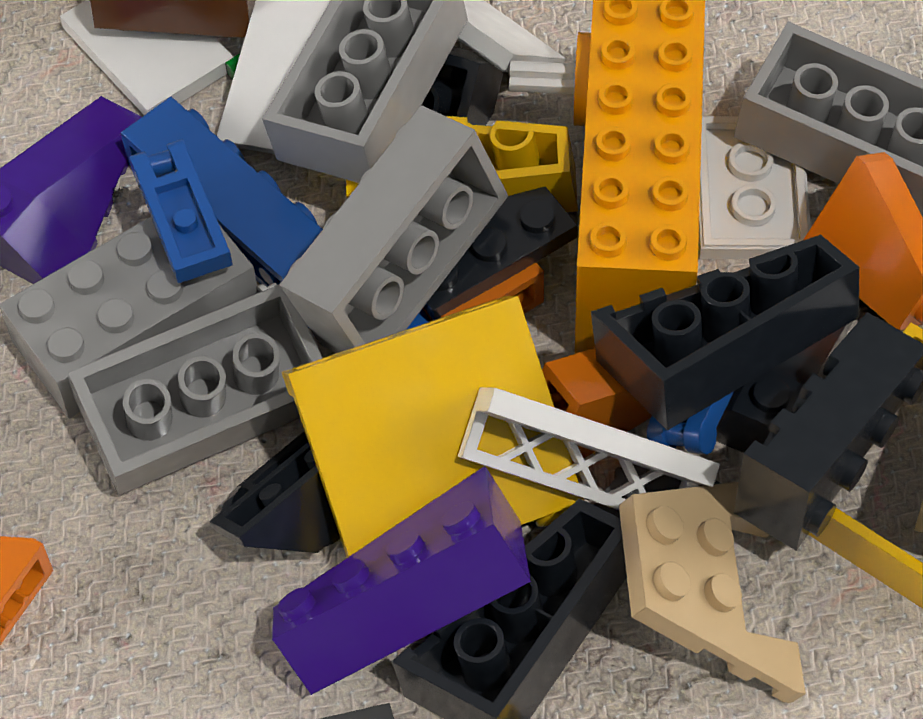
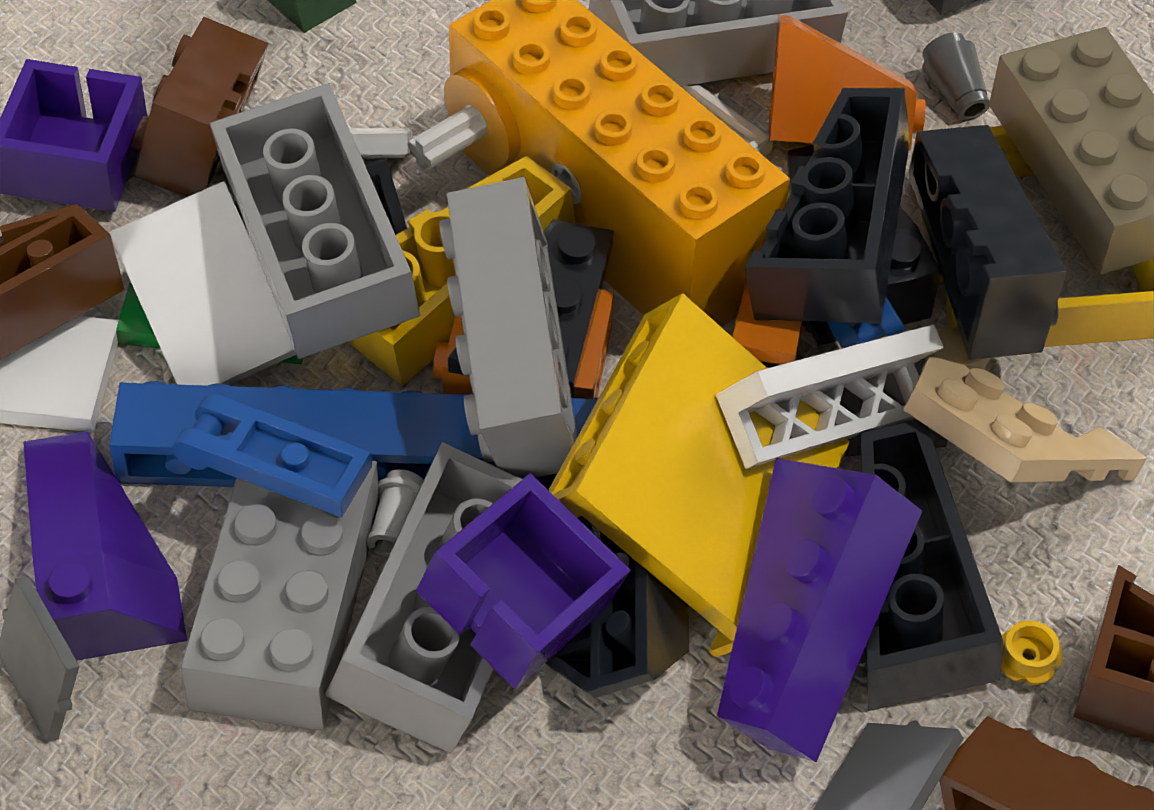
camera: 50 degrees left, 5 degrees down
(217, 409) = (522, 580): none -> dark purple piece

